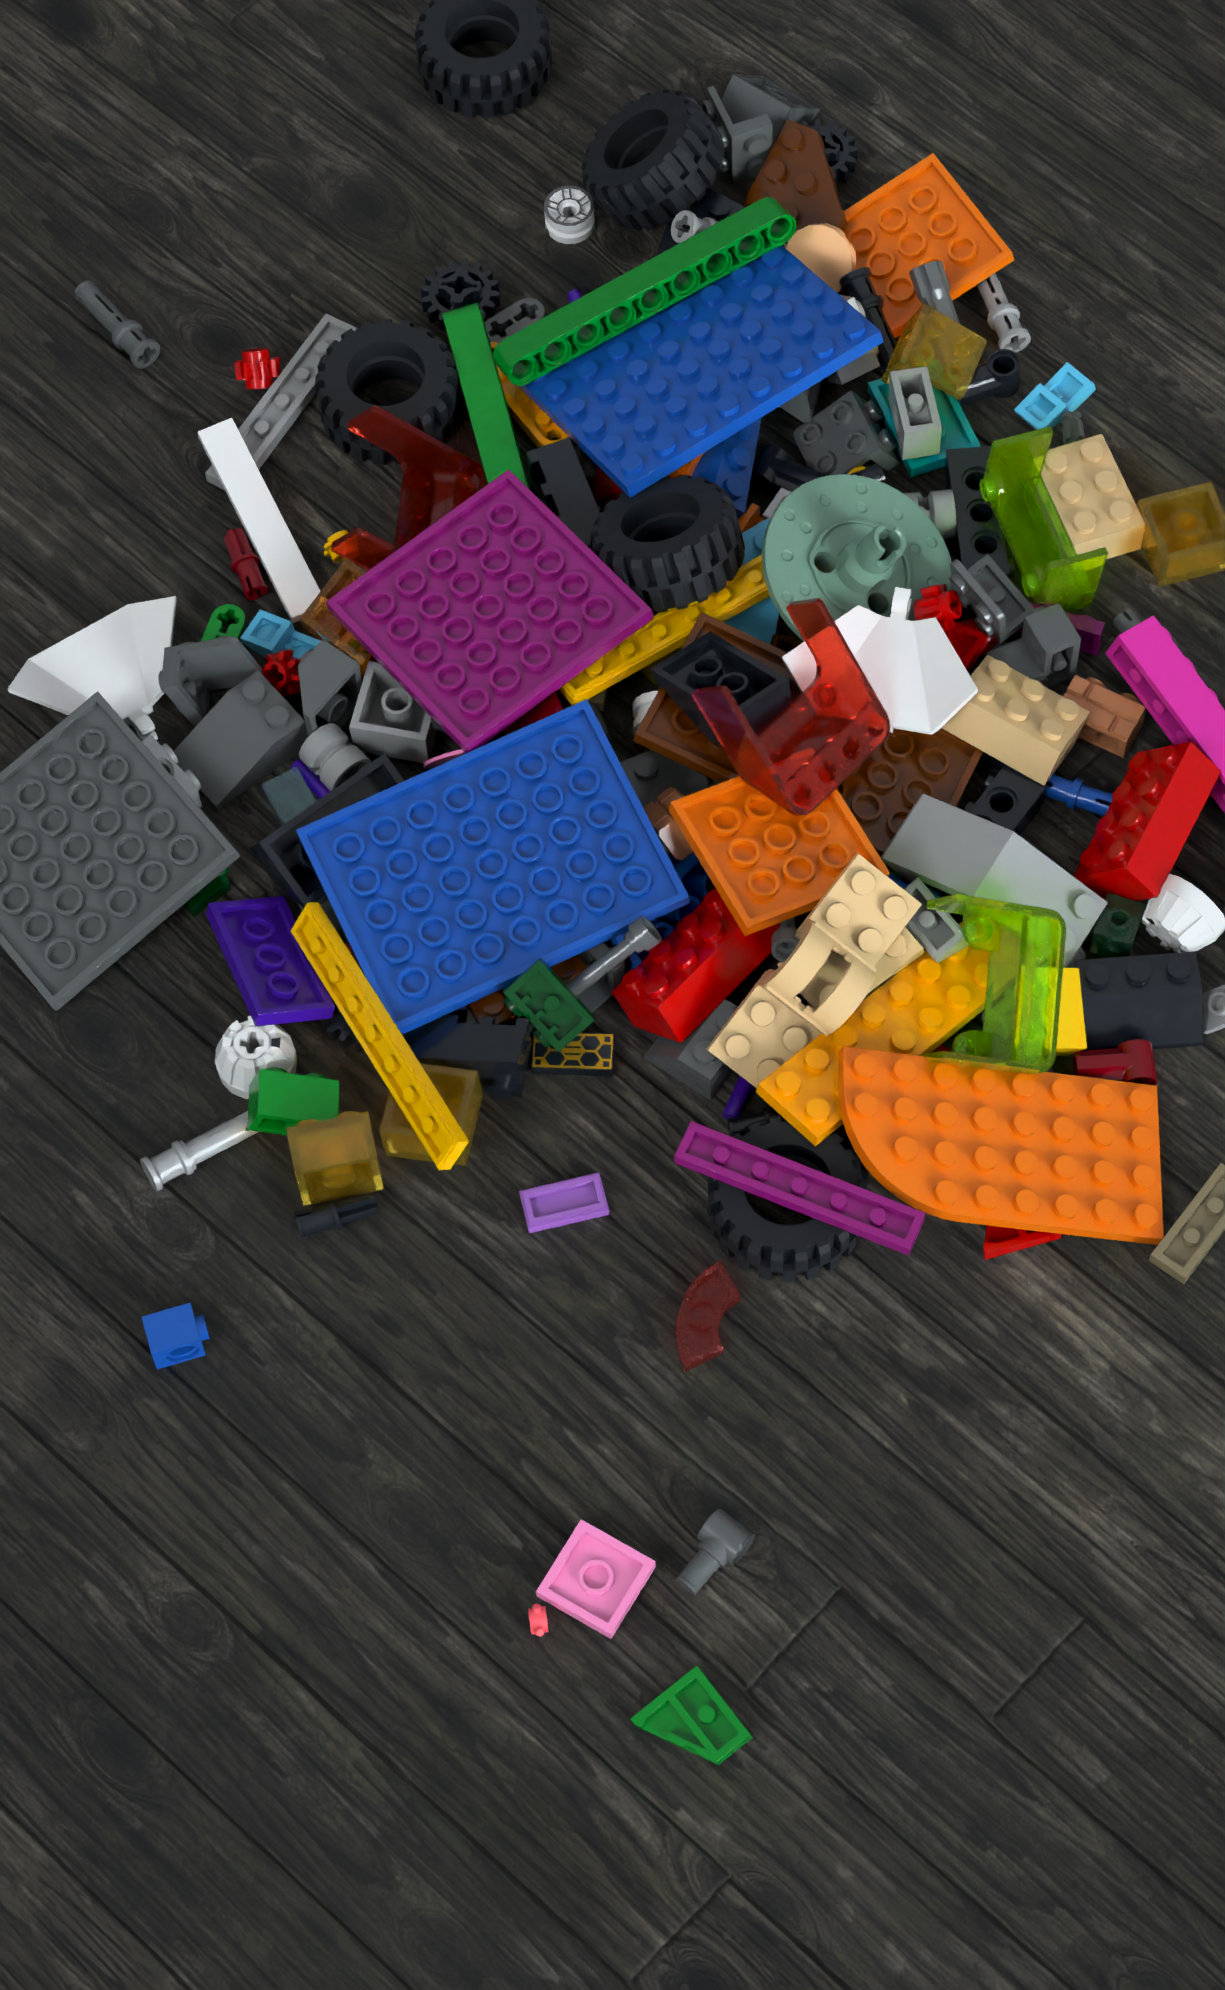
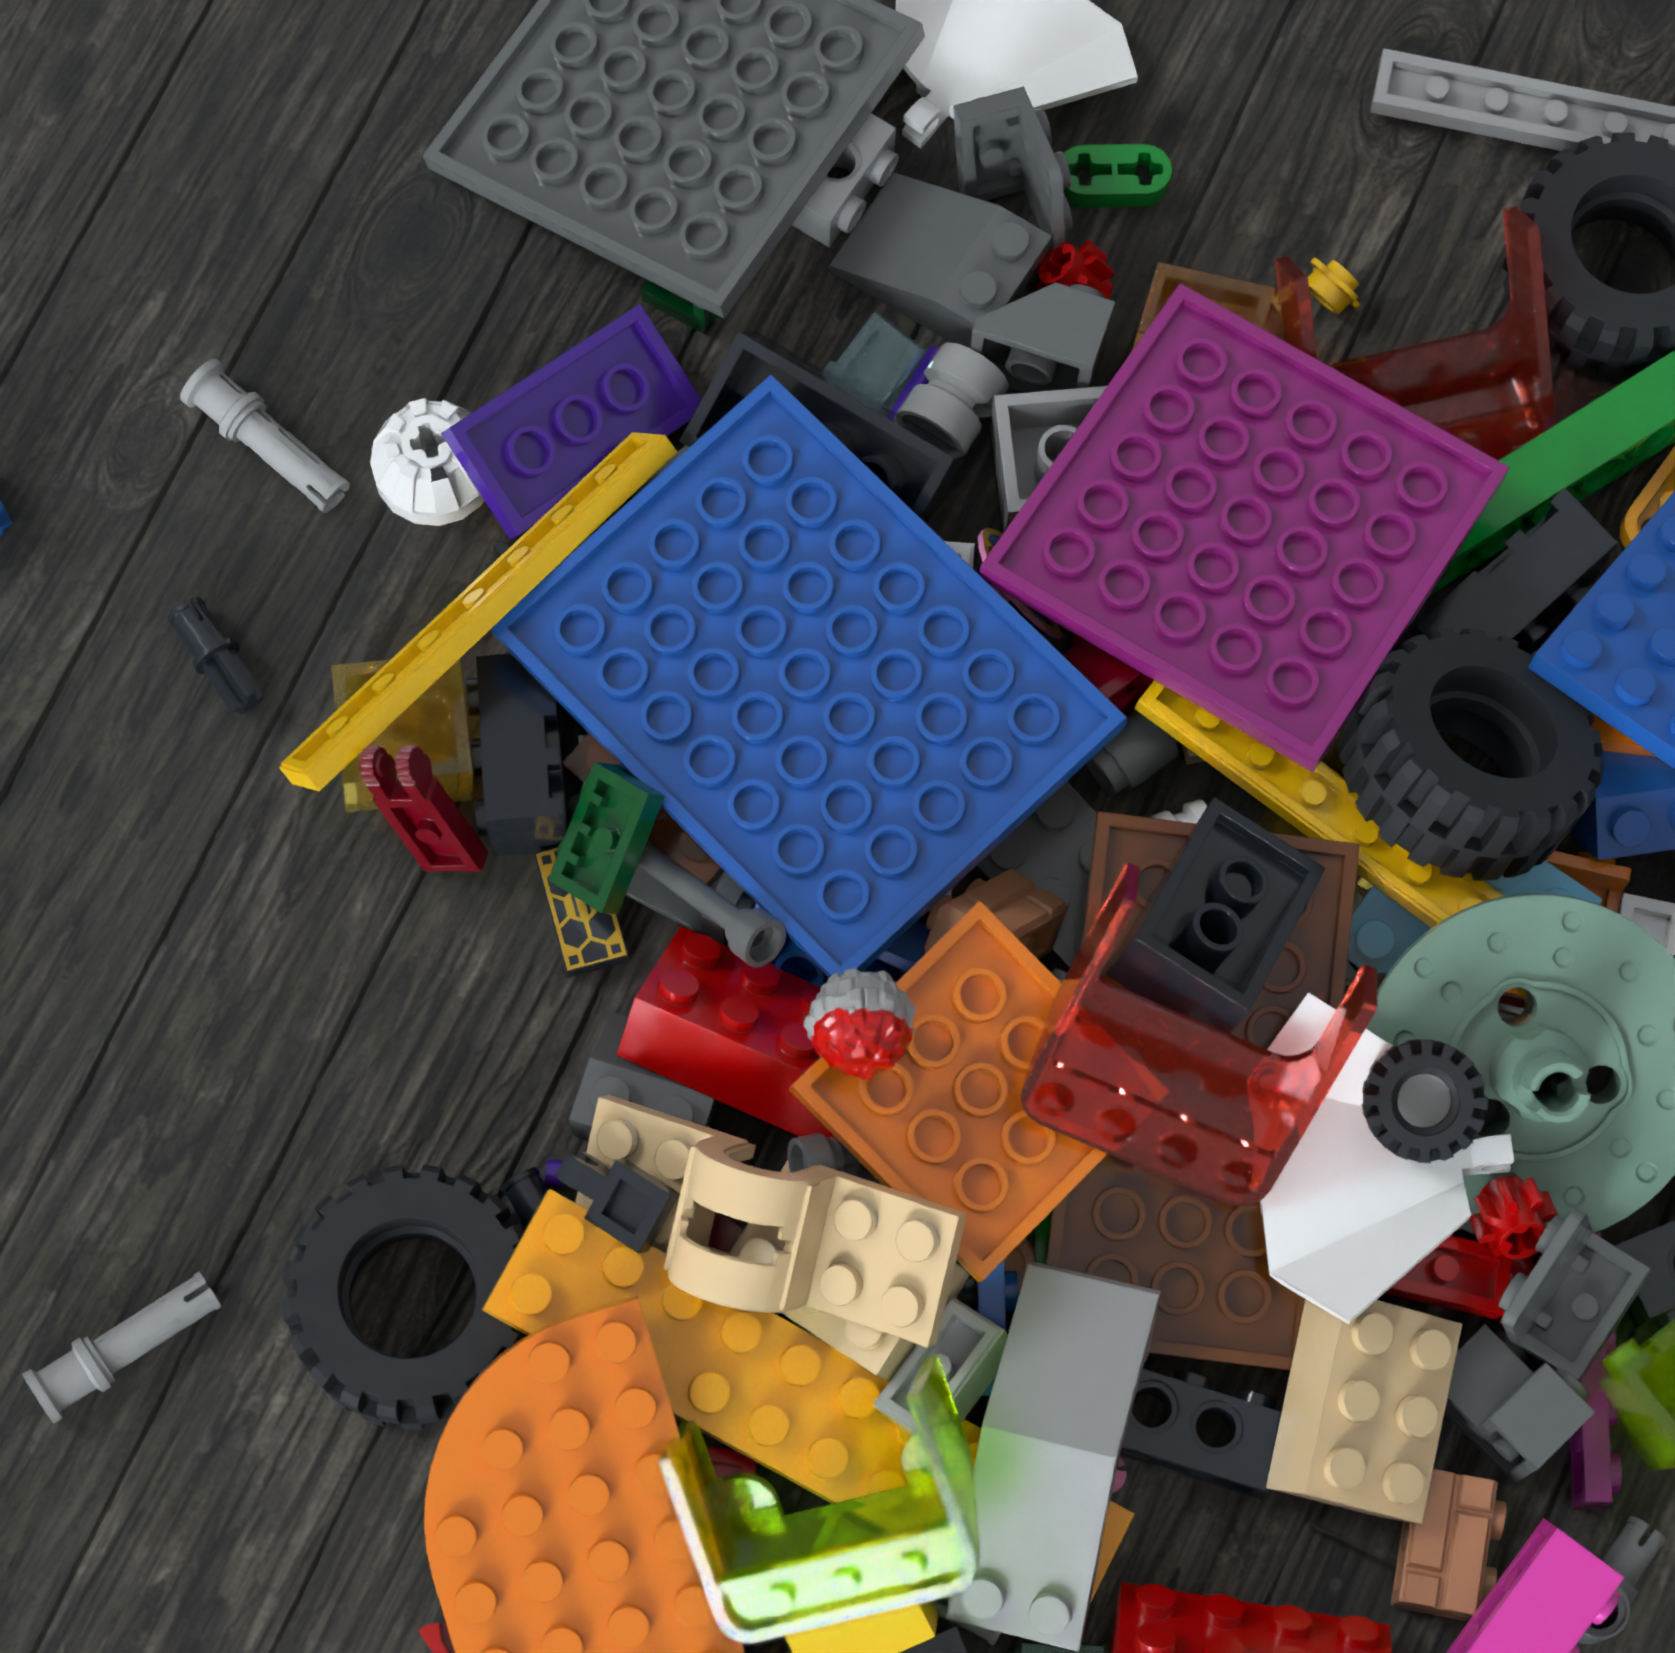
camera: 65 degrees right, 10 degrees up
(245, 564) = (1251, 161): dark red axle -> none
(257, 368) = (1599, 56): red gear -> none
(260, 517) = (1335, 150): white tile -> none
(273, 634) = (1135, 245): medium azure slope -> none
(285, 1099) = (359, 533): green brick -> none
(334, 1157) = (284, 616): clear yellow brick -> none
(494, 1105) = (421, 810): none -> dark red hinge
(564, 1202) = (334, 972): medium lavender tile -> none
(701, 1315) = (206, 1230): clear red tile -> none
(728, 870) = (860, 1022): none -> piece
(763, 1395) = (94, 1362): none -> light grey pin
(779, 1046) = (625, 1198): none -> black plate
(800, 1188) = (393, 1308): magenta plate -> none
(880, 603) = (1465, 1110): none -> black tyre
(1078, 795) = (1288, 1550): blue pin -> none

